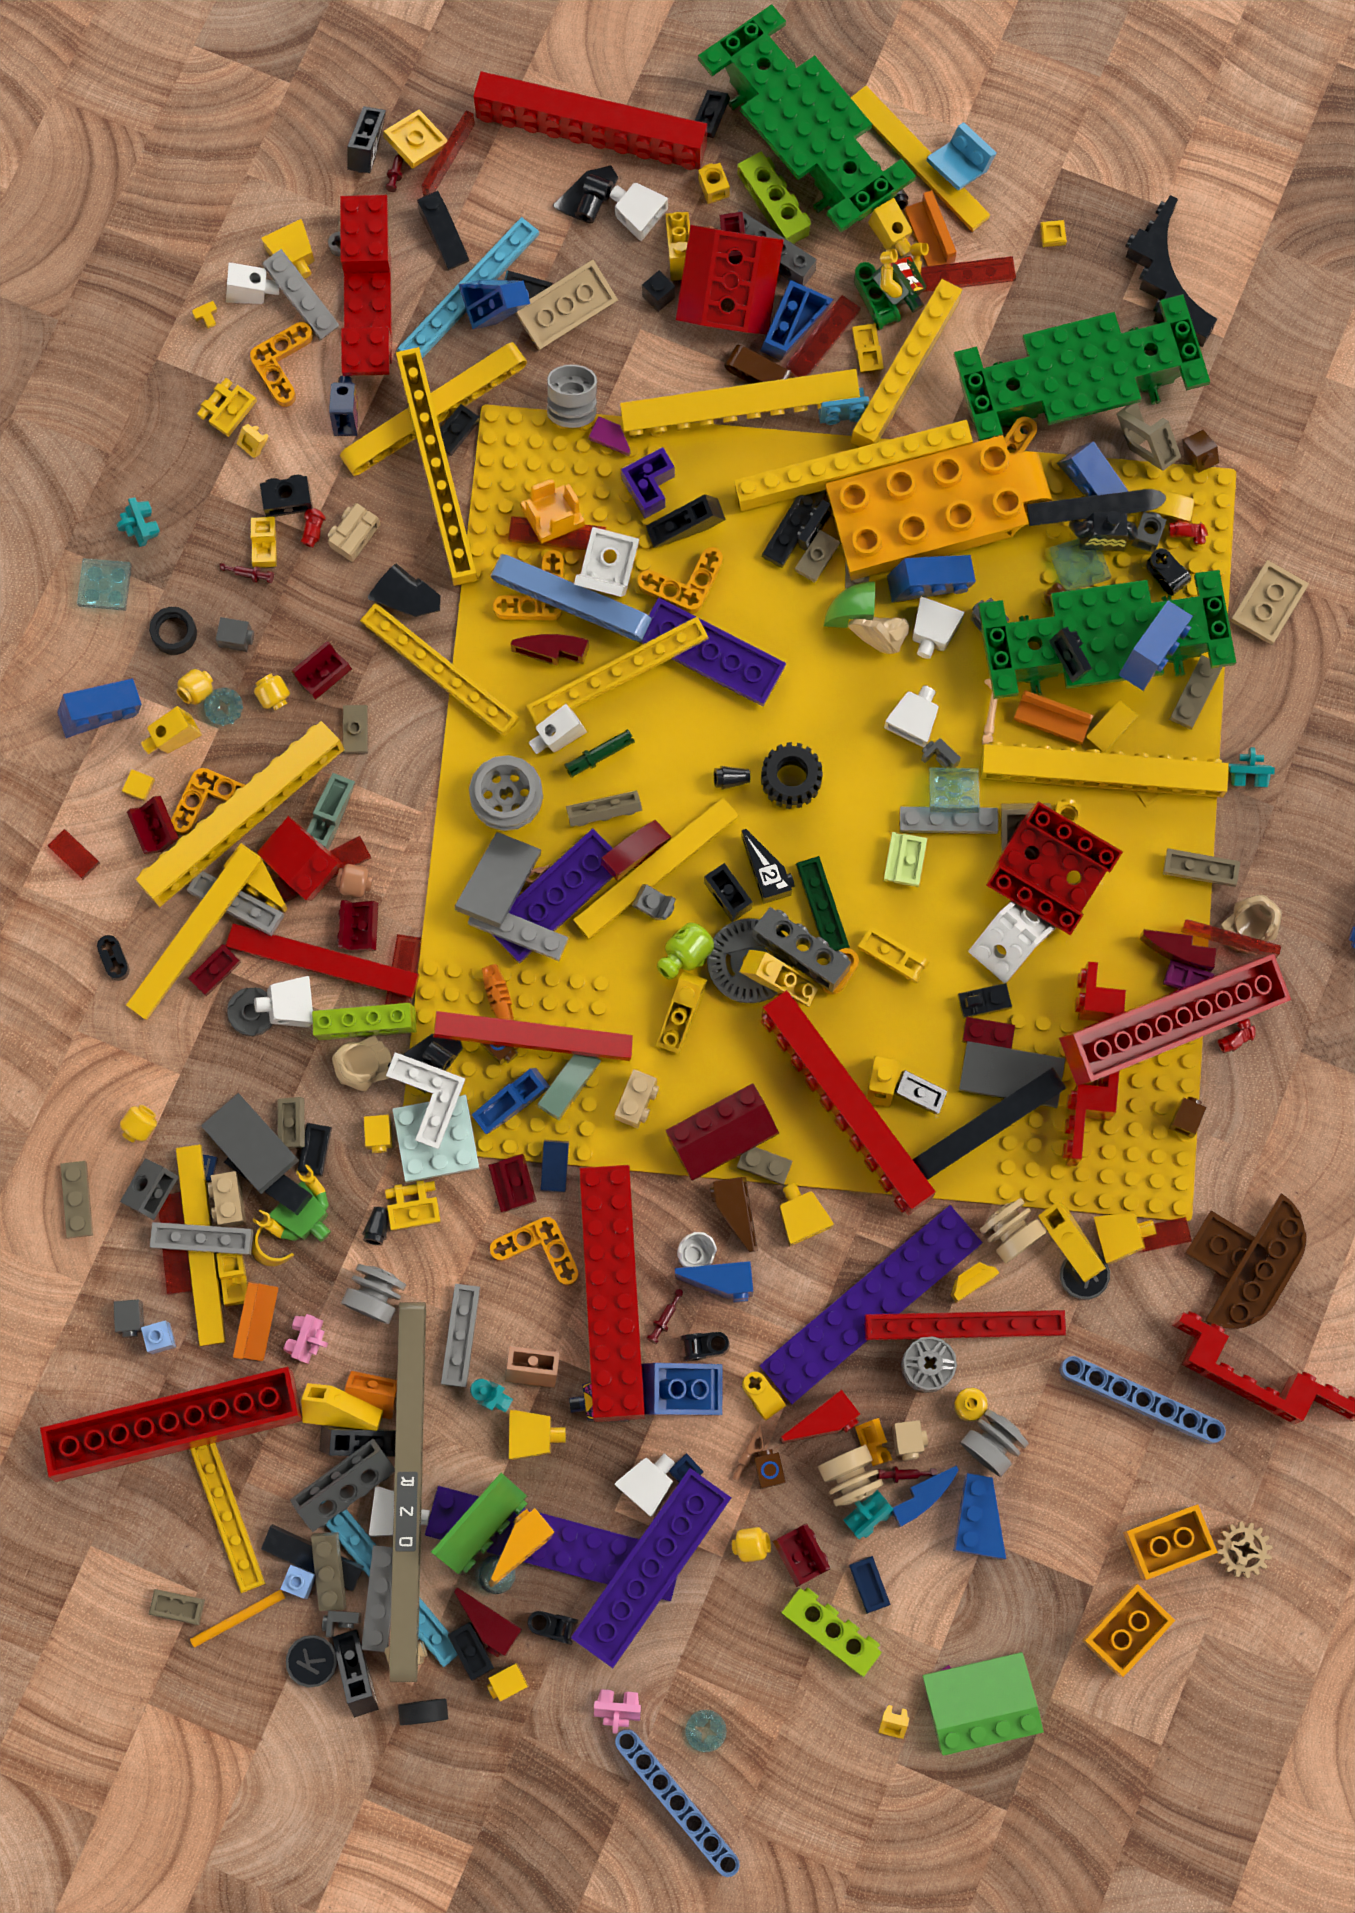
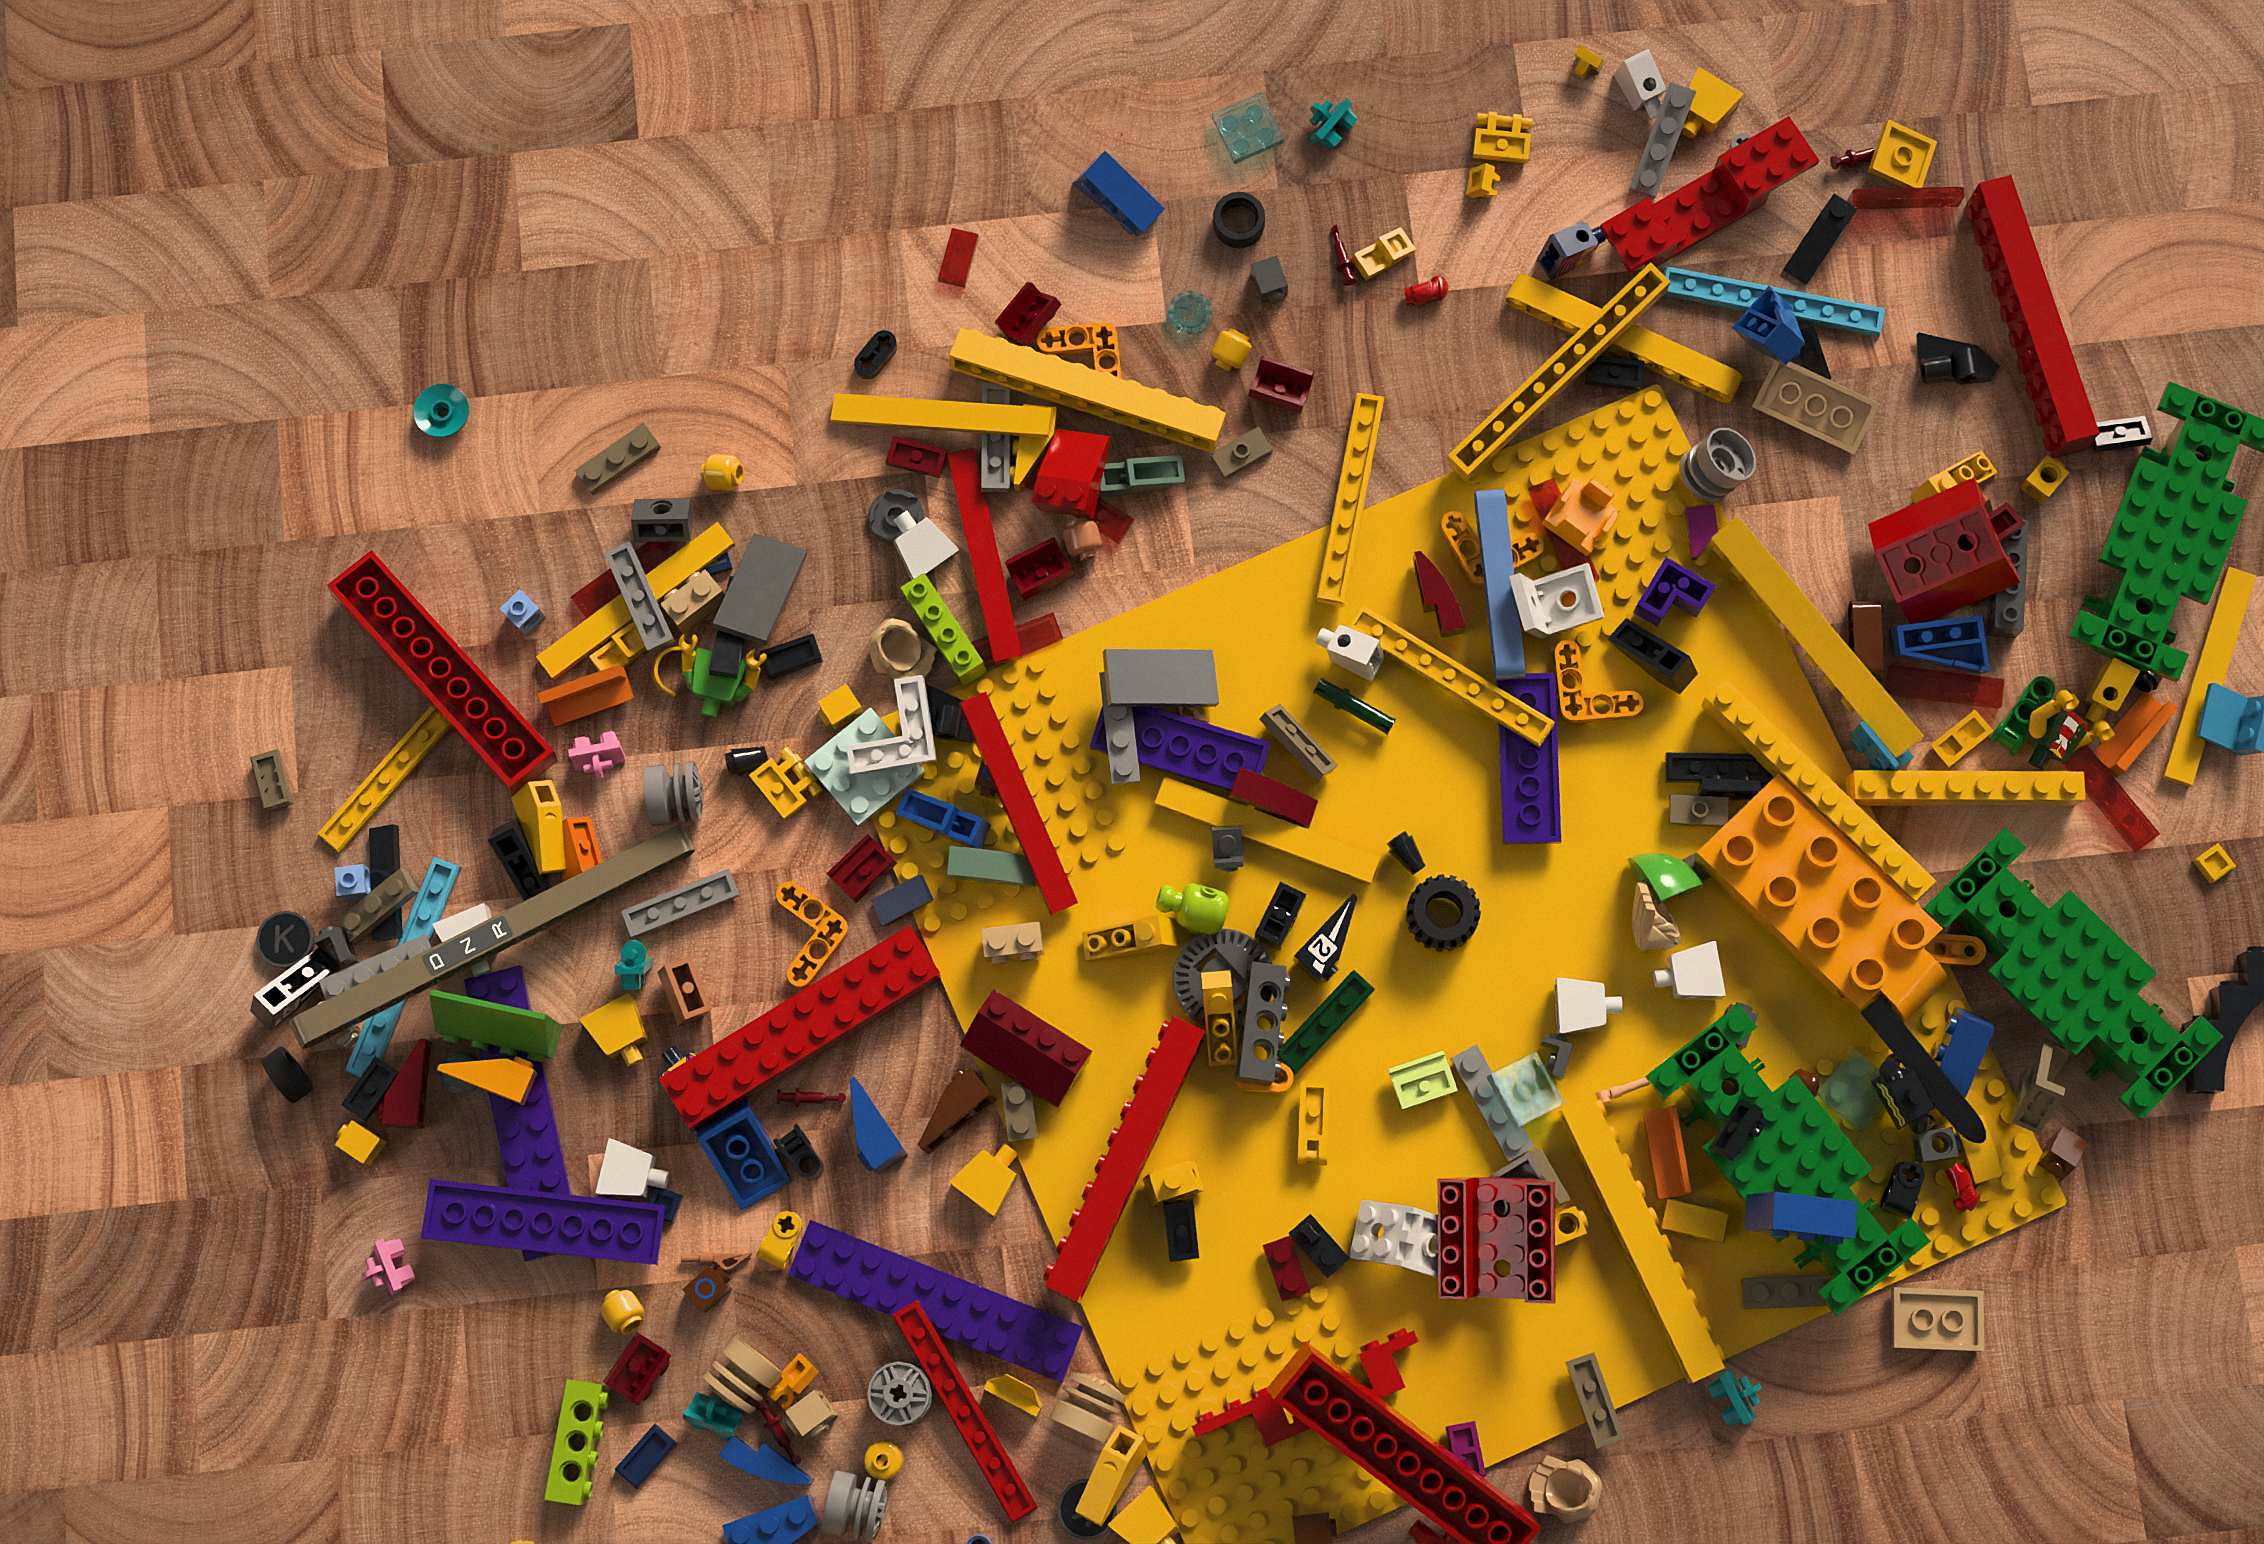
camera: 65 degrees right, 0 degrees up
(128, 1317) = (527, 573): dark grey brick -> none
(138, 785) = (1063, 278): yellow tile -> none
(171, 731) = (1133, 277): yellow torso -> none
(194, 686) = (1193, 273): yellow head -> none
(237, 1618) = (289, 844): light orange bar -> none
(271, 362) = (1576, 153): light orange beam -> none
(291, 1122) = (804, 617): dark tan plate -> none
(298, 502) = (1445, 263): black brick -> none
(330, 1485) = (466, 870): dark grey brick -> none
(353, 531) = (1445, 333): tan brick -> none
(365, 140) = (1869, 108): black slope -> none
(405, 593) = (1410, 420): black panel -> none
(497, 992) = (1044, 745): orange hinge -> none
(506, 767) = (1253, 605): light grey wheel -> none
(554, 1626) = (438, 1158): black piece -> none
(638, 208) = (1968, 419): white torso -> none
(658, 291) = (1889, 489): black brick -> none
(689, 1808) = (316, 1389): medium blue beam -> none
(696, 1250) = (890, 1091): white hair -> none
(717, 1725) = (423, 1377): clear light blue gear -> none
(761, 167) = (2081, 510): lime brick -> none
(827, 1419) = (789, 1321): red slope -> none
(930, 577) = (1744, 941): blue wedge -> none
(989, 1123) = (1186, 1320): black beam -> none
(1003, 1071) = (1254, 1316): dark grey tile -> none
(1180, 949) = (1490, 1425): dark red slope -> none
(1230, 938) = (1534, 1473): clear red tile -> none

